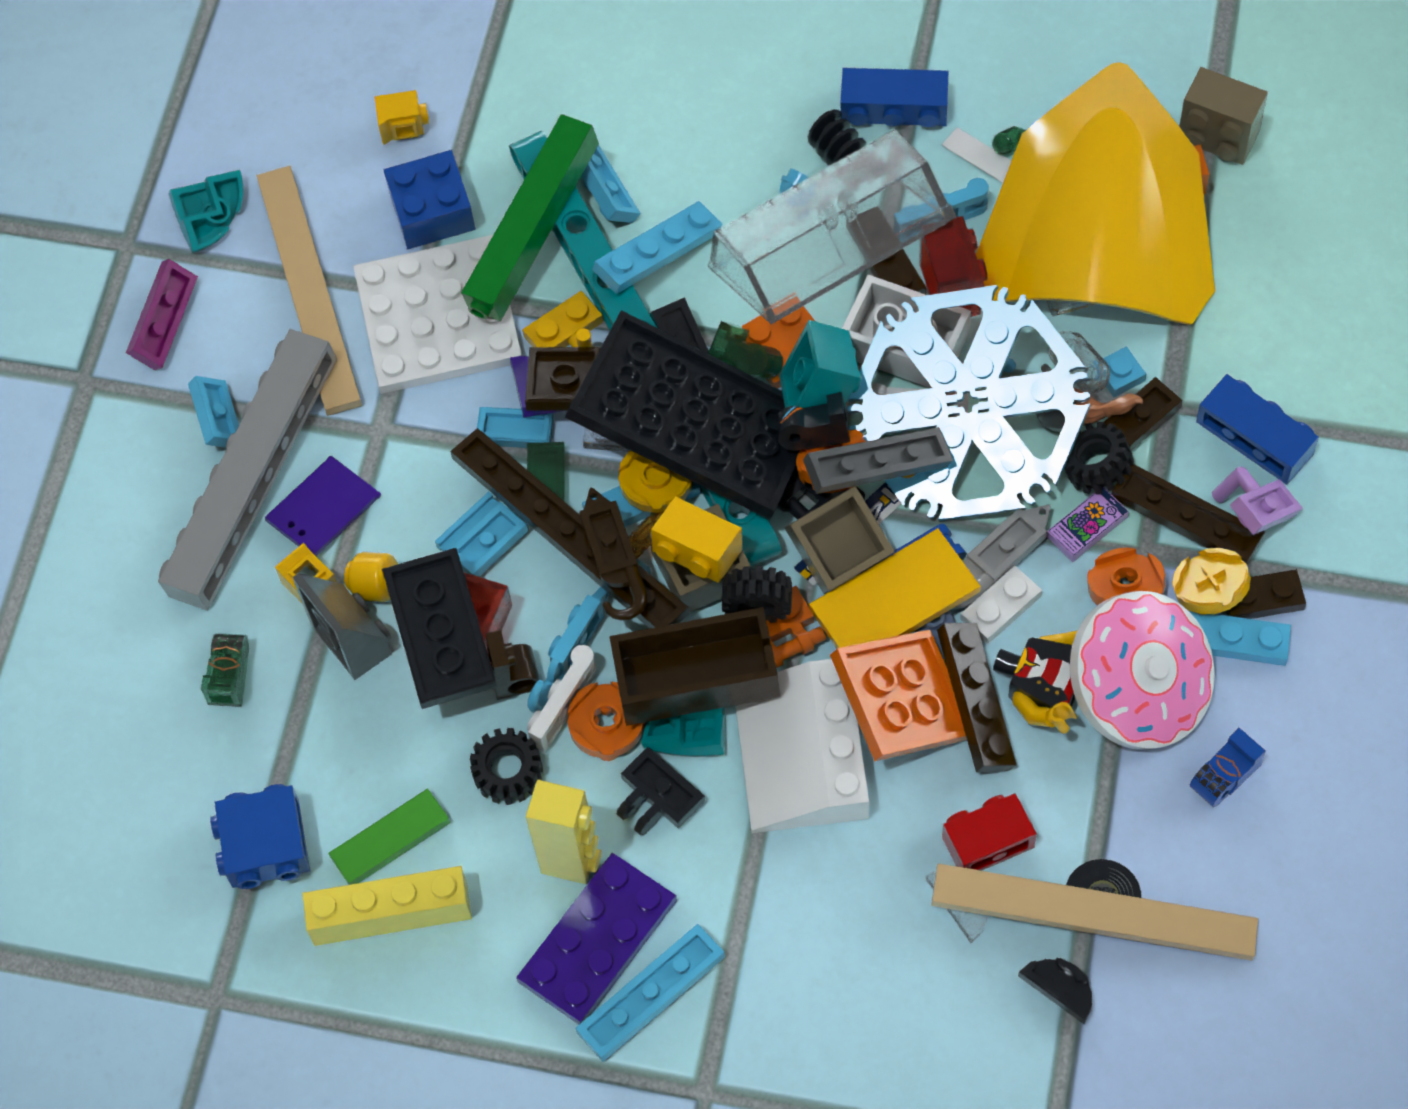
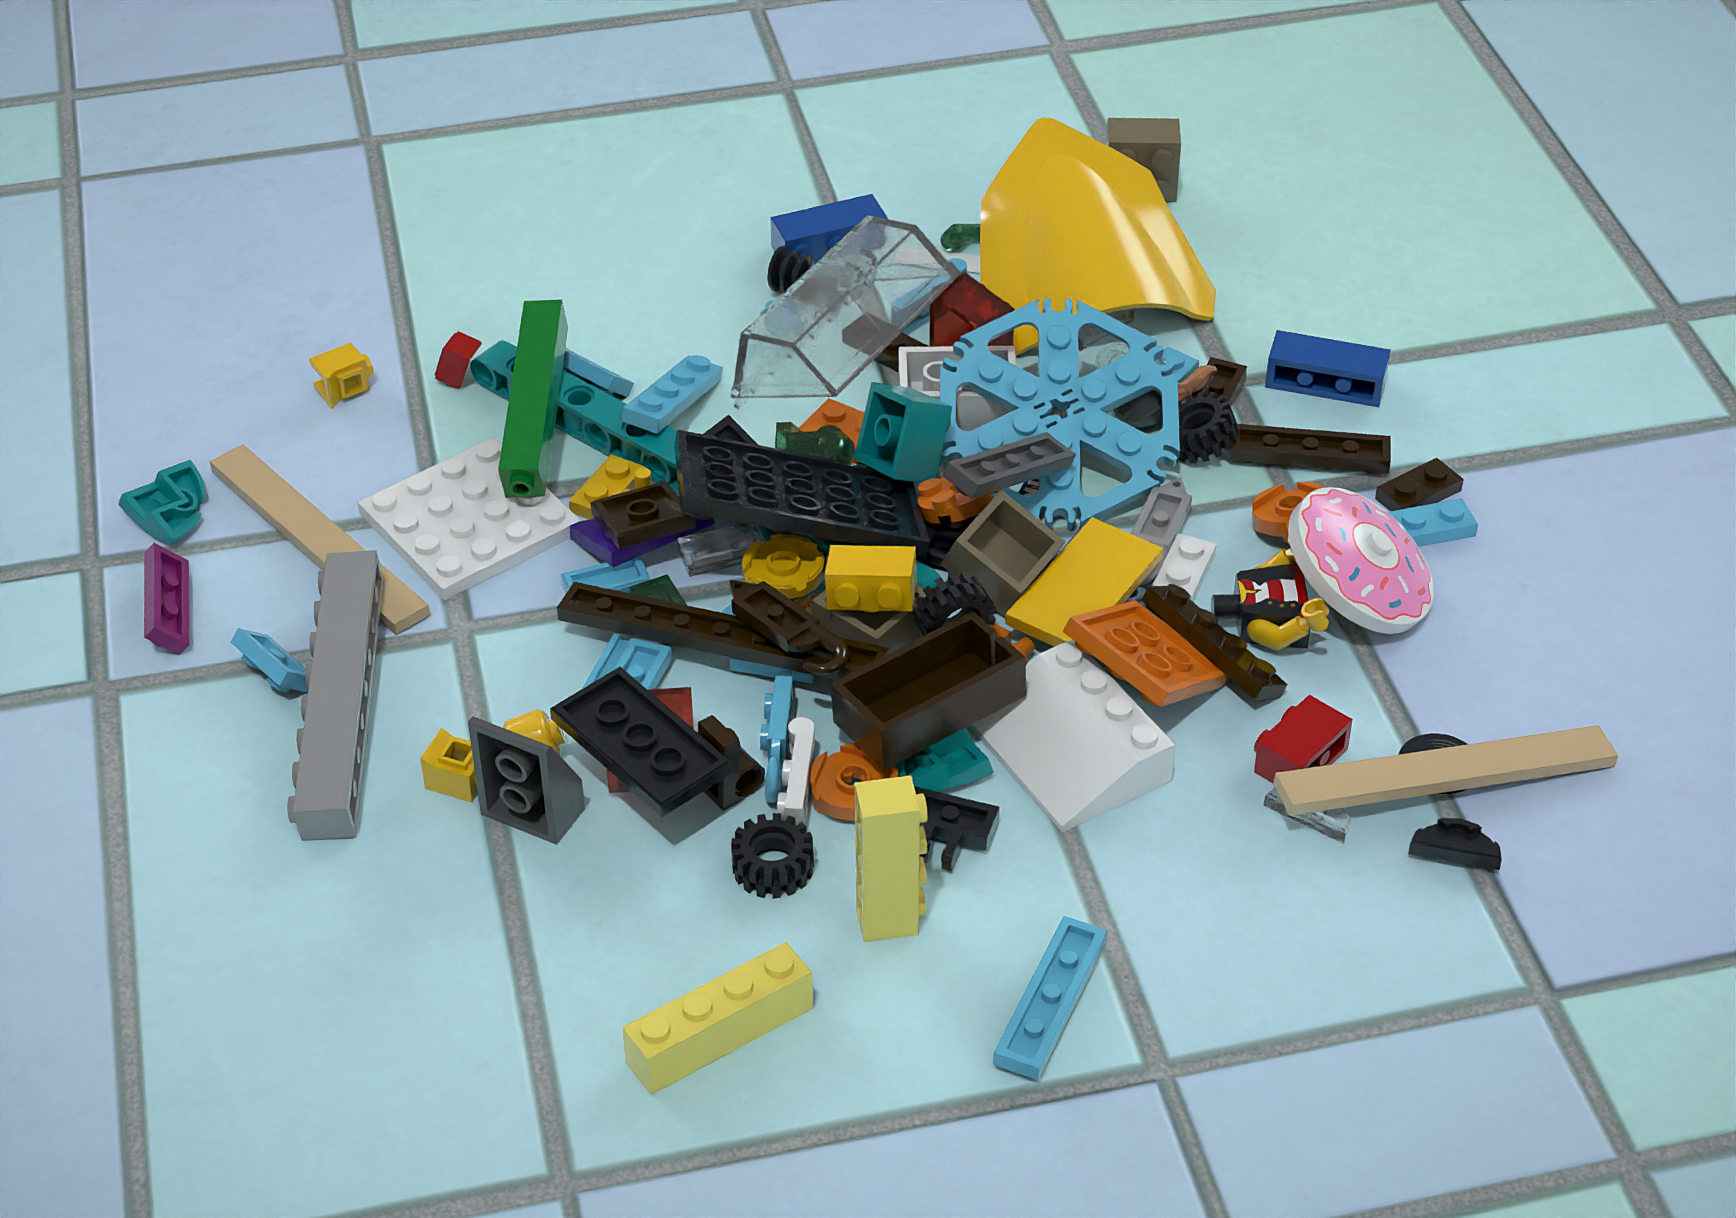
camera: 30 degrees left, 20 degrees down
(226, 670) = (410, 872): clear green leg -> none
(260, 837) = (539, 1003): blue brick -> none
(322, 506) = (435, 701): dark purple container -> none
(389, 837) = (680, 960): bright green tile -> none
(429, 199) = (411, 426): blue brick -> none
(501, 133) = (456, 358): none -> red slope
(596, 939) = (961, 975): dark purple plate -> none
(814, 425) = (924, 467): black leg -> none
(1087, 524) = (1222, 486): tile -> none
(1211, 581) = (1375, 479): yellow tile -> none
(1228, 768) = (1487, 617): blue leg -> none
(1259, 506) = (1373, 413): lavender plate -> none

